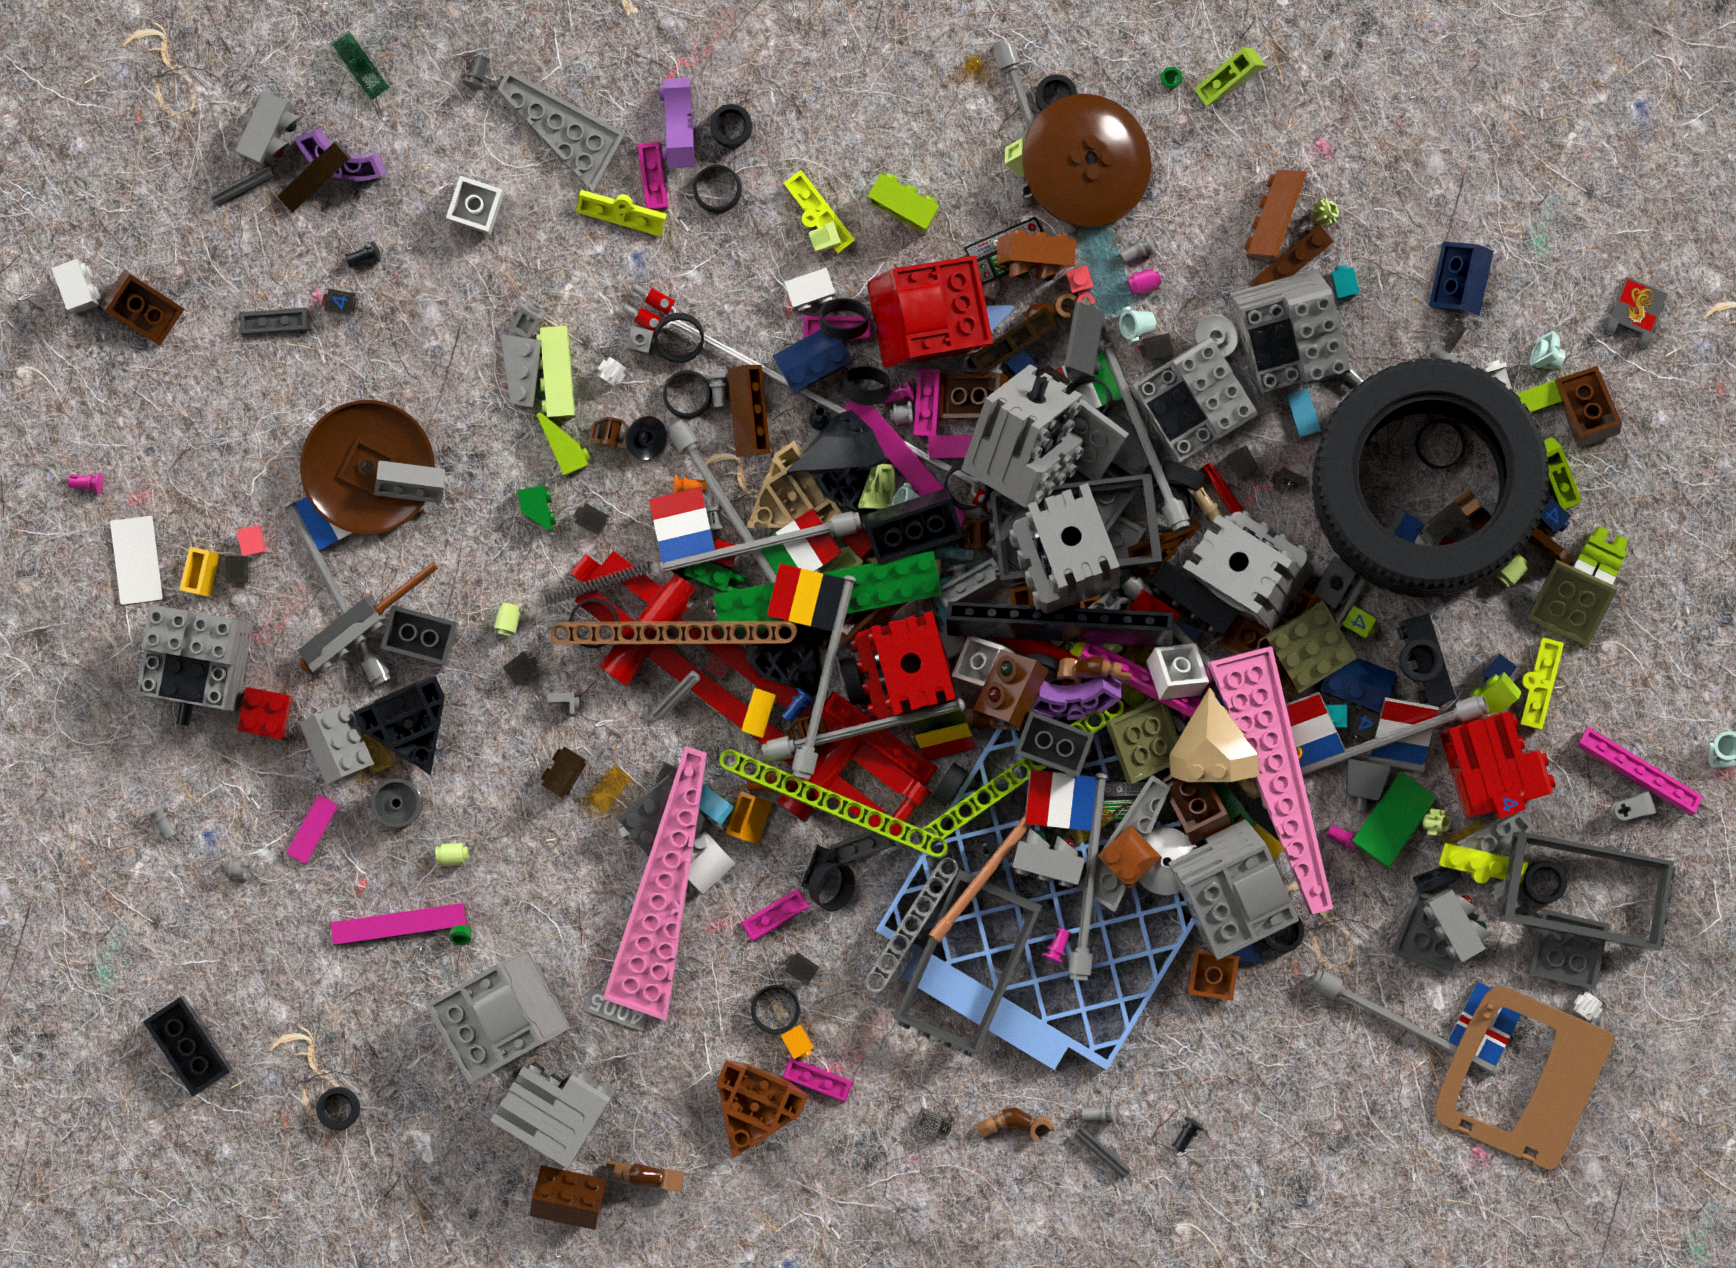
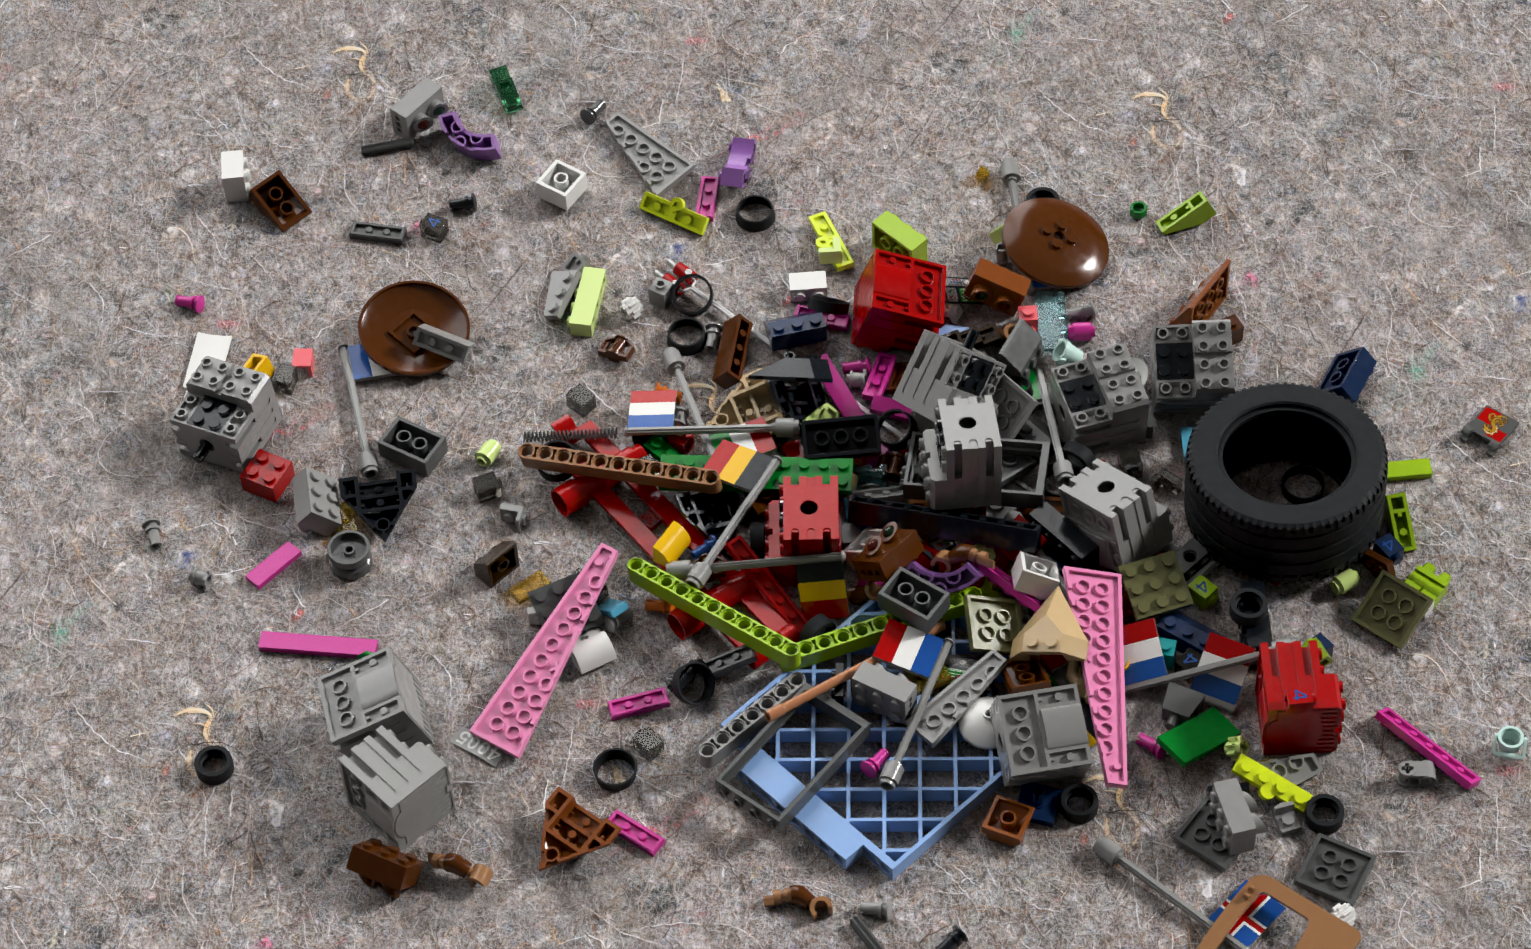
camera: 15 degrees right, 35 degrees down
(188, 1045) = (107, 689): black brick -> none
(314, 176) = (443, 141): dark brown slope -> none
(352, 627) = (360, 426): piece -> none
(452, 854) = (381, 603): yellowish green brick -> none
(535, 505) = (538, 383): green slope -> none
(566, 450) = (577, 350): lime slope -> none
(653, 441) = (648, 349): black dish -> none
(676, 695) = (604, 528): light grey axle -> none
(731, 108) = (779, 187): black tyre -> none
(749, 817) = (640, 627): light orange brick -> none
(798, 1042) = (626, 796): light orange brick -> none
(864, 396) = (833, 349): black tyre -> none
(933, 1124) = (726, 884): clear smoke bracket -> none
(1129, 856) = (956, 702): dark orange slope -> none
(1324, 213) = (1243, 312): yellowish green gear -> none
(1344, 282) = (1247, 362): teal brick -> none
(1512, 883) = (1349, 849): dark grey door -> none
(1541, 683) = (1353, 666): neon yellow hinge -> none
(1548, 354) = (1408, 439): light aqua piece -> none
(1588, 407) = (1435, 482): reddish brown slope -> none

